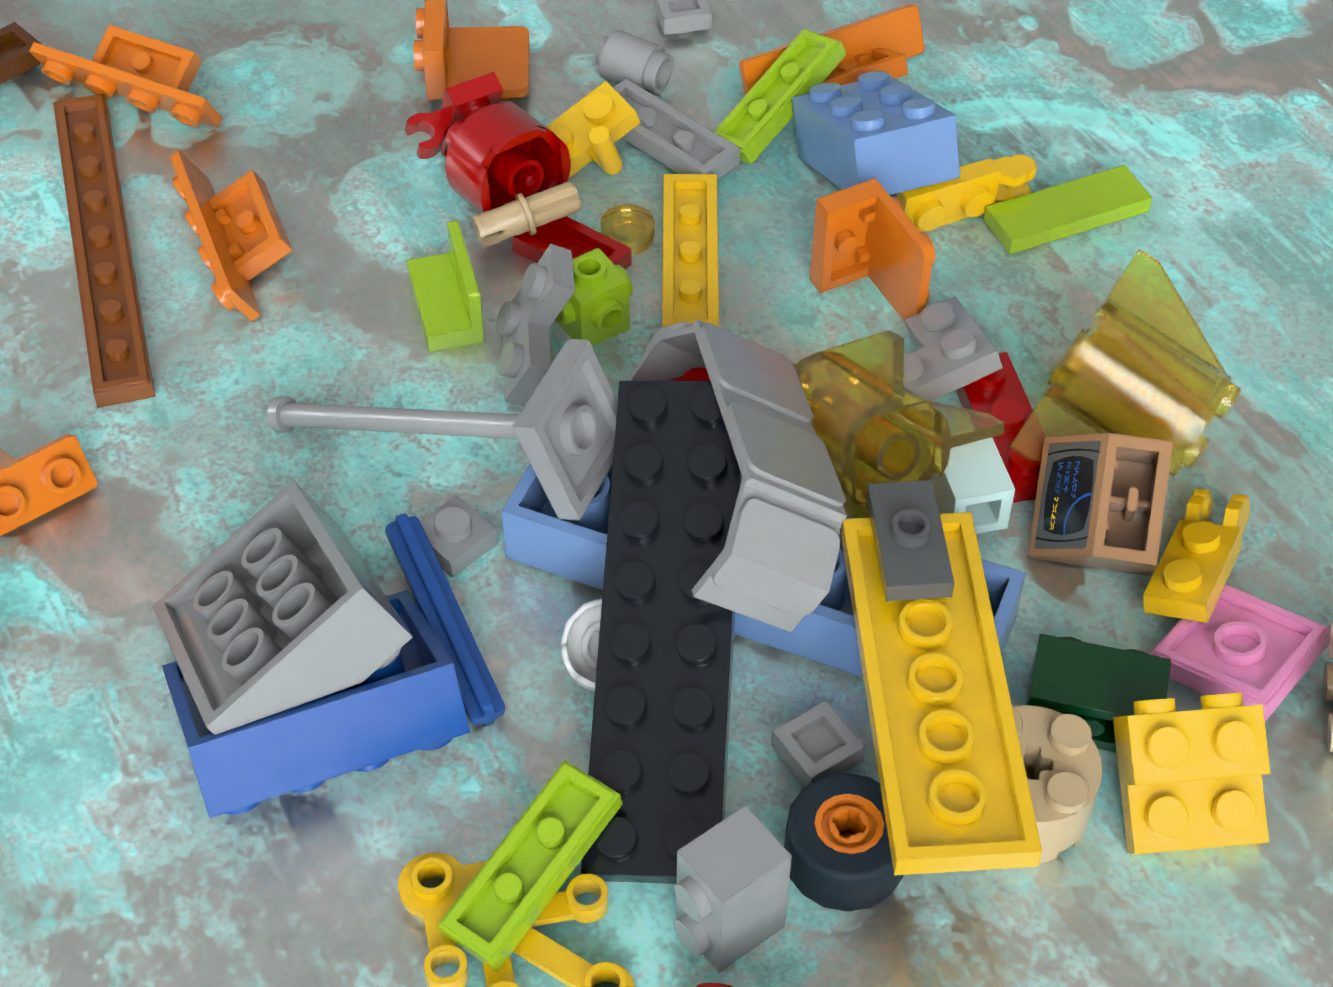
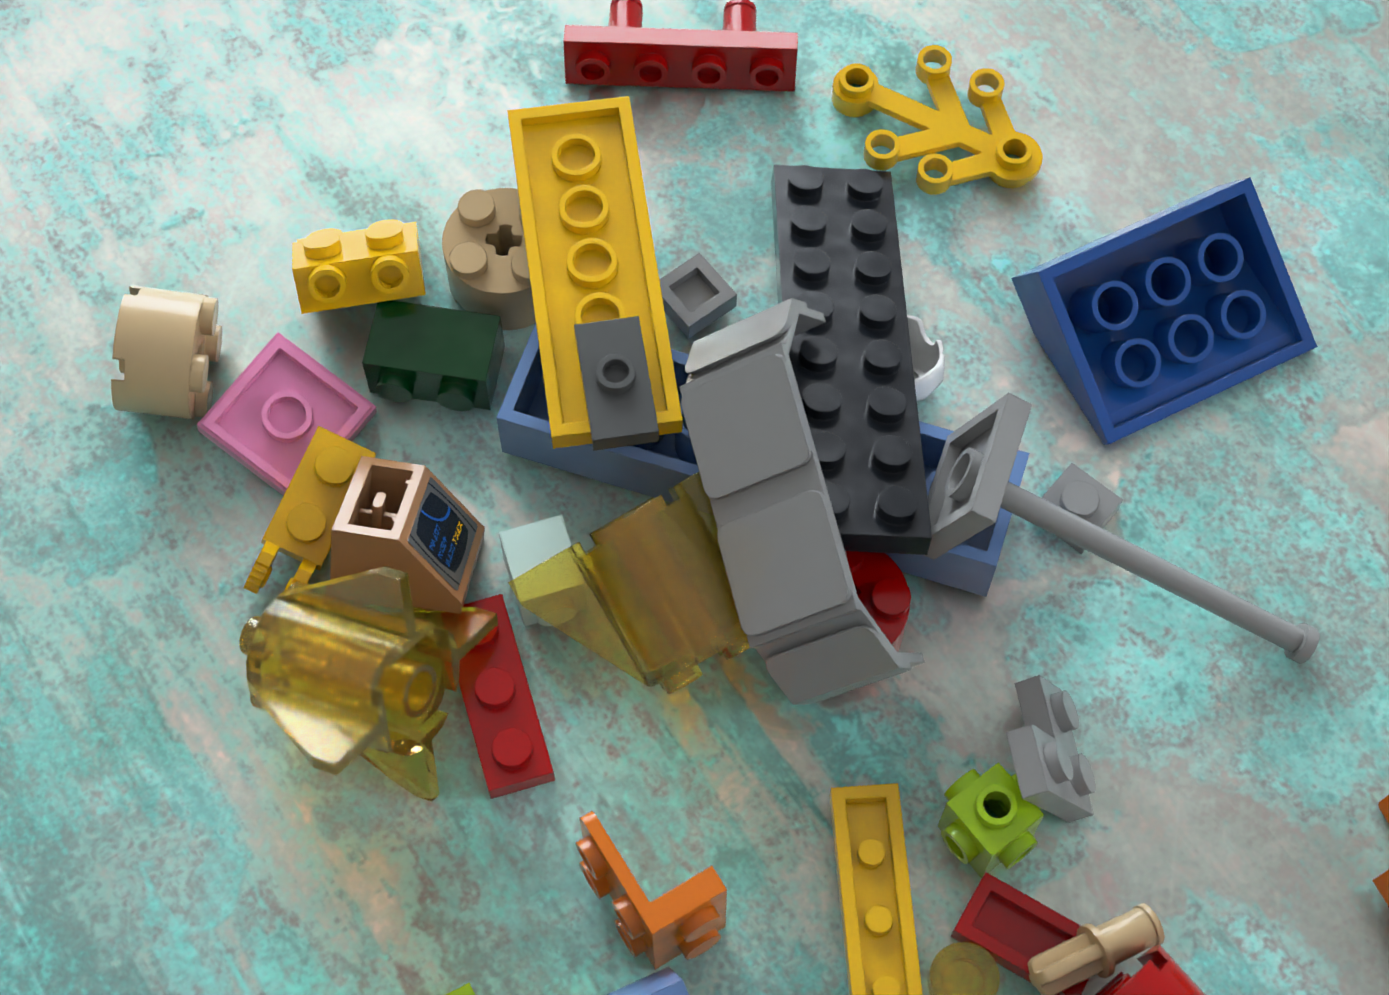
camera: 175 degrees right, 15 degrees up
(278, 616) = (1216, 342): light grey slope -> none
(445, 617) = (1065, 400): blue axle -> none
(447, 295) = (1165, 838): lime panel -> none
(530, 865) = (931, 150): lime tile -> none
(731, 889) = (762, 125): light grey brick -> none
(840, 843) = (680, 202): black wheel -> none
(950, 350) = (553, 761): light grey plate -> none

